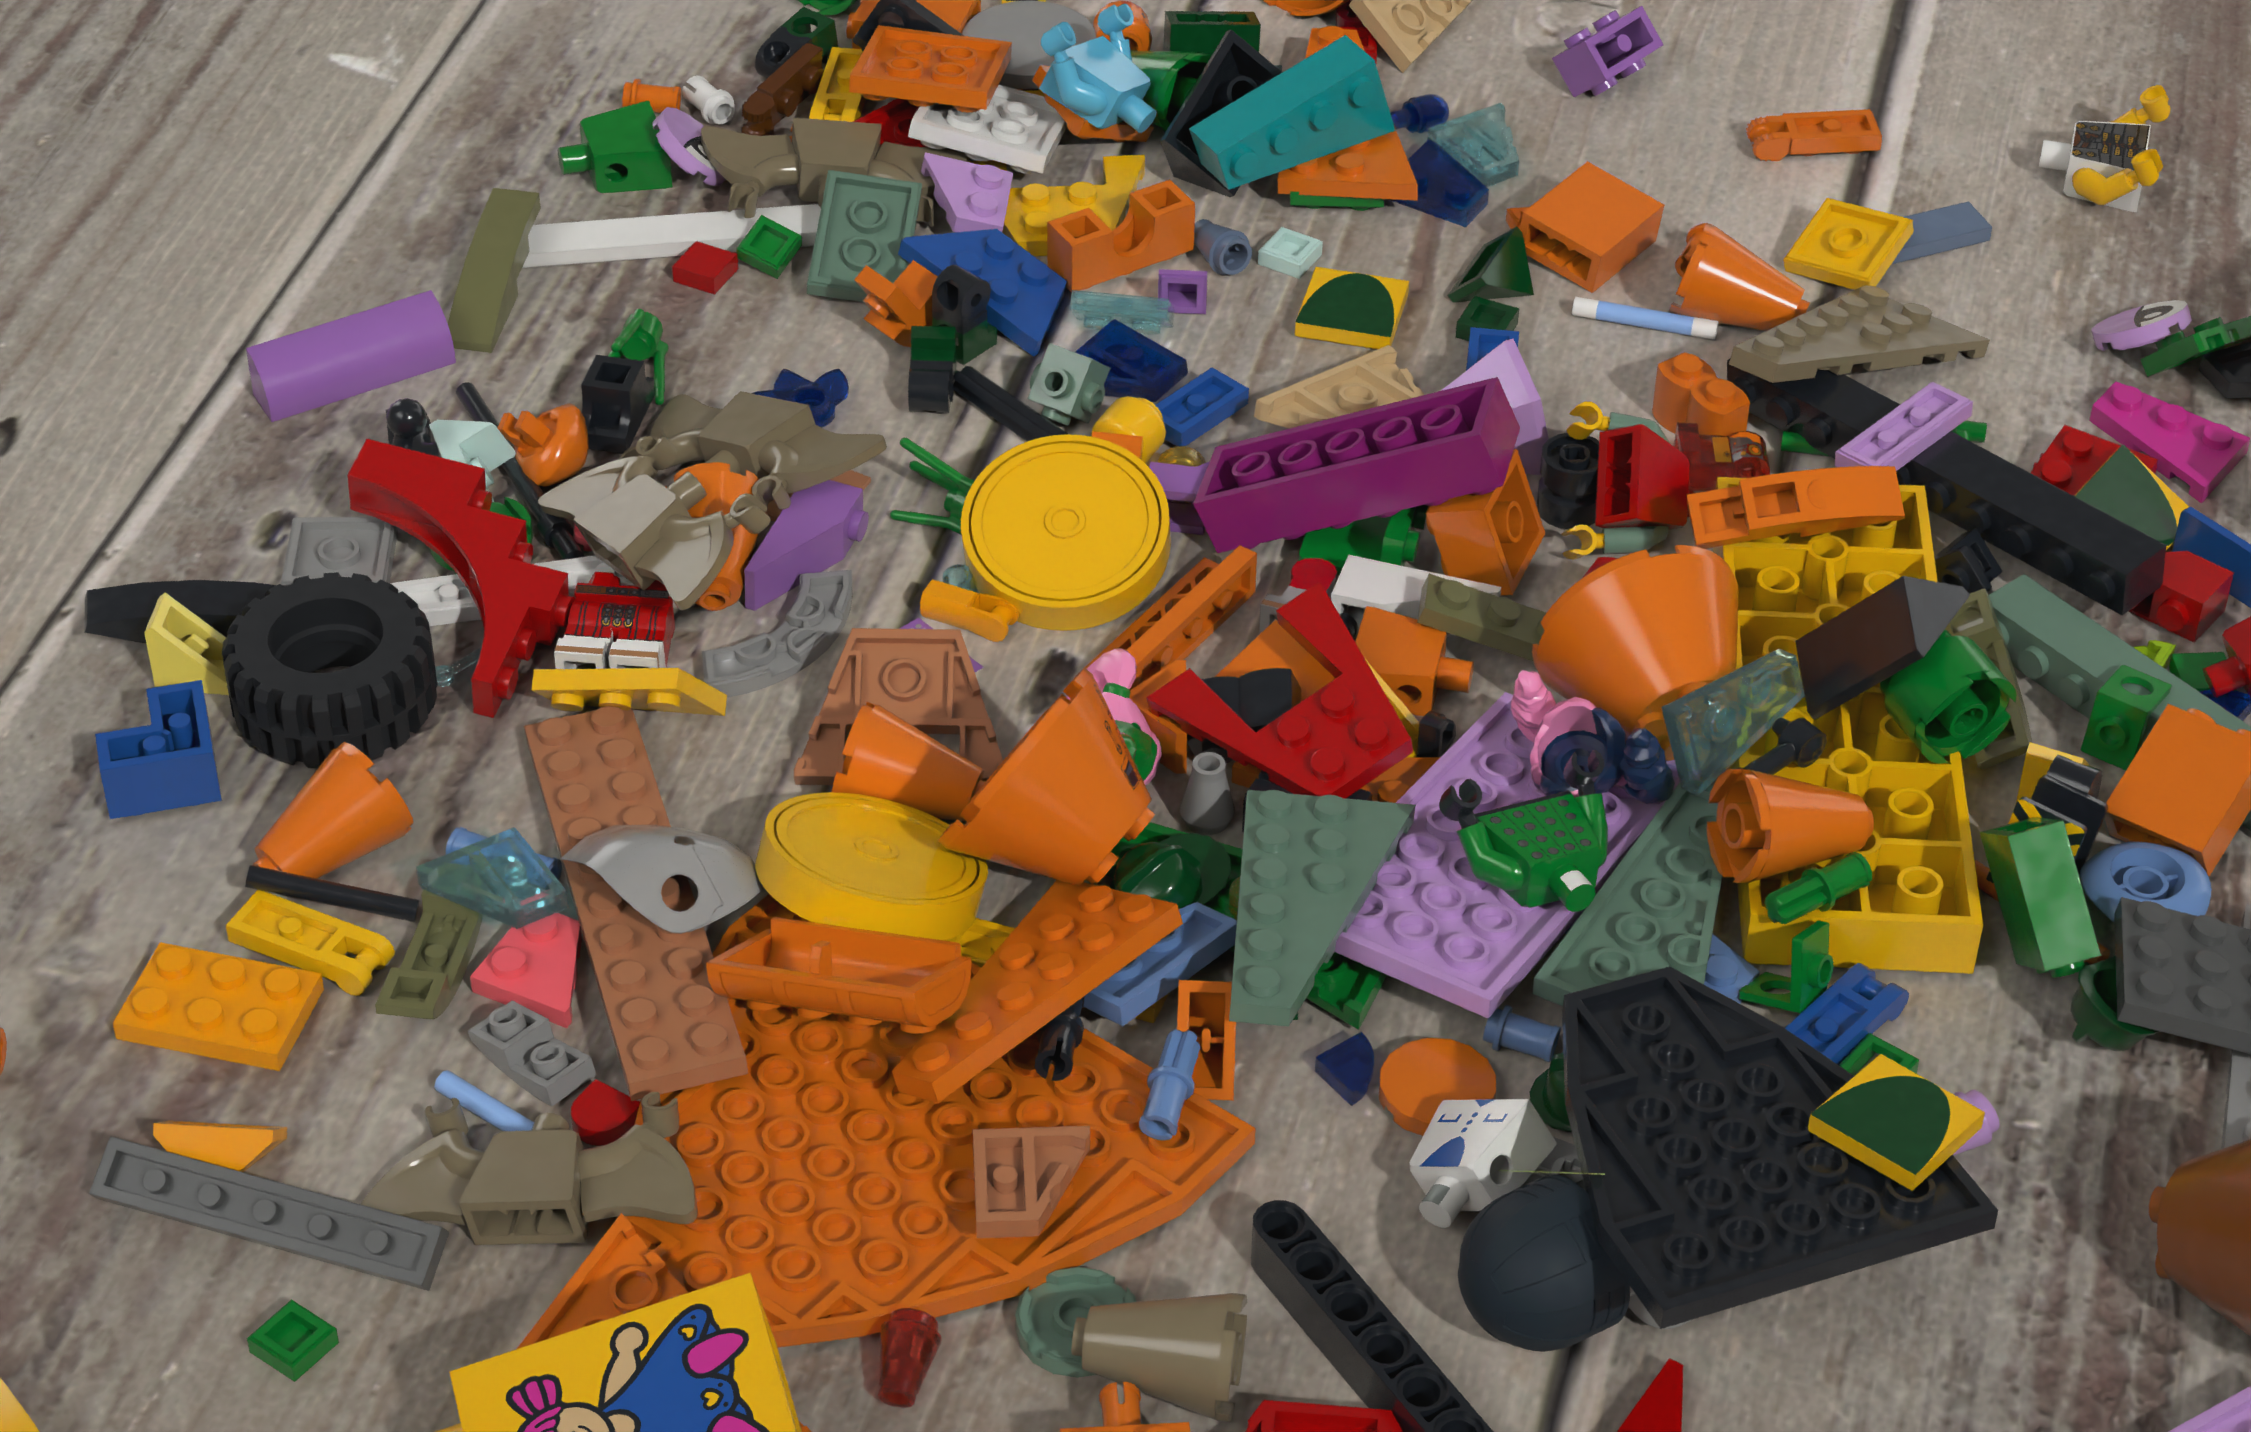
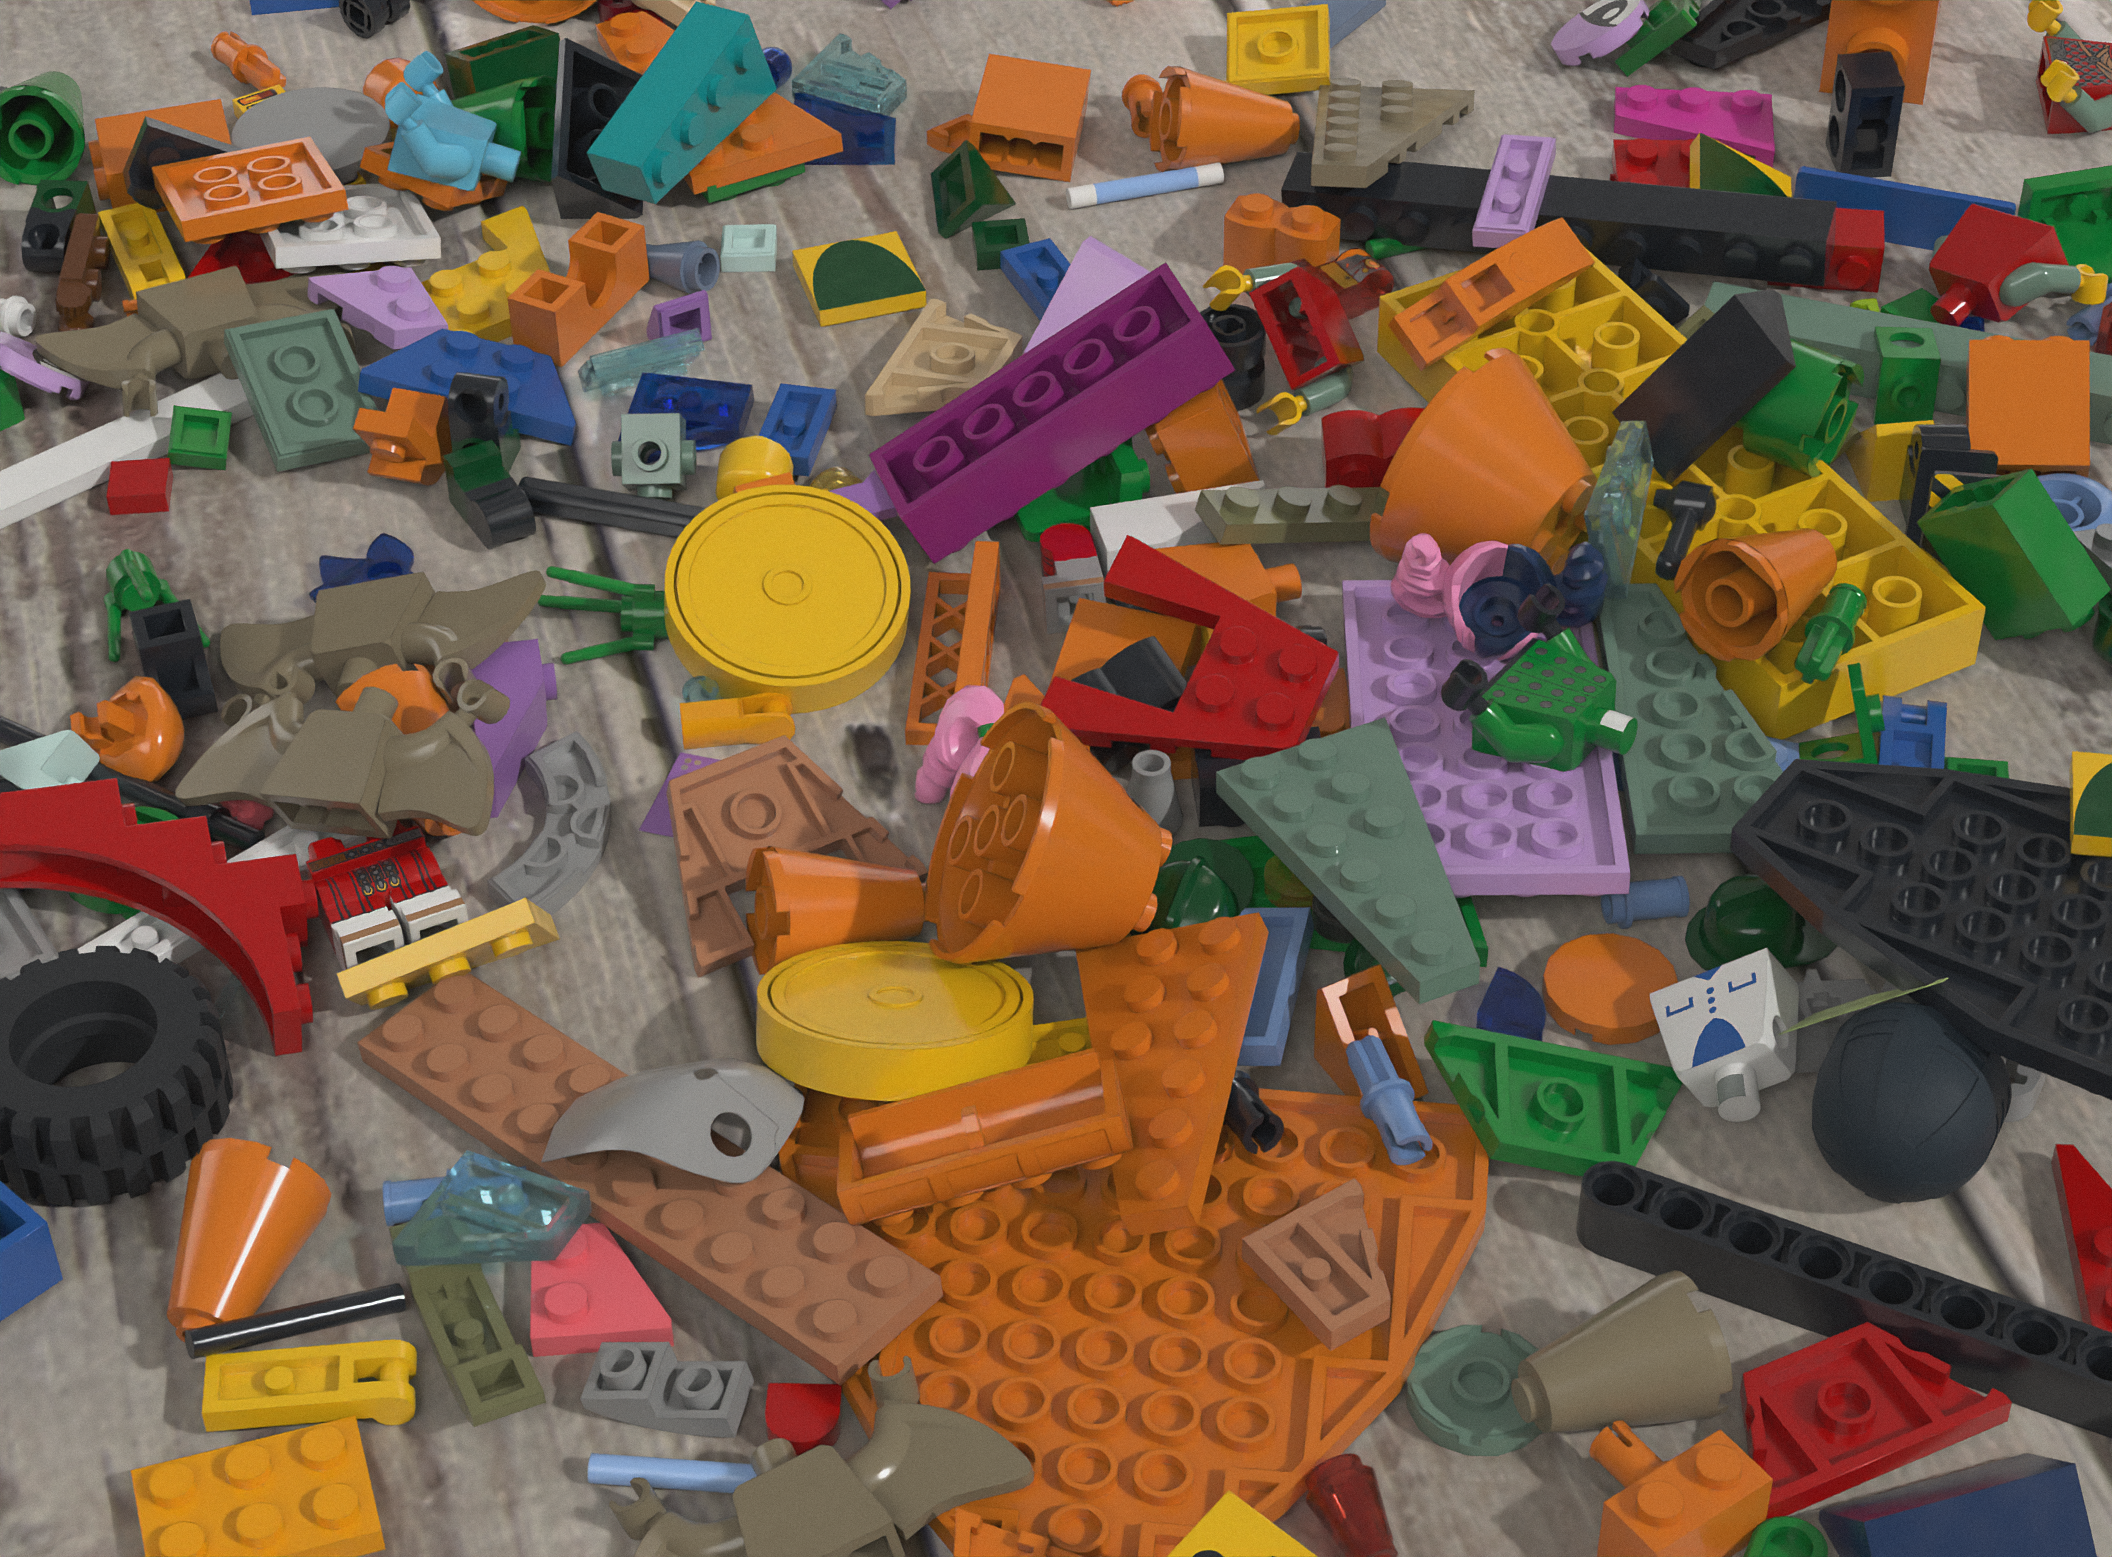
camera: 30 degrees left, 0 degrees up
(1305, 1146) = (1550, 1100): none -> green wing

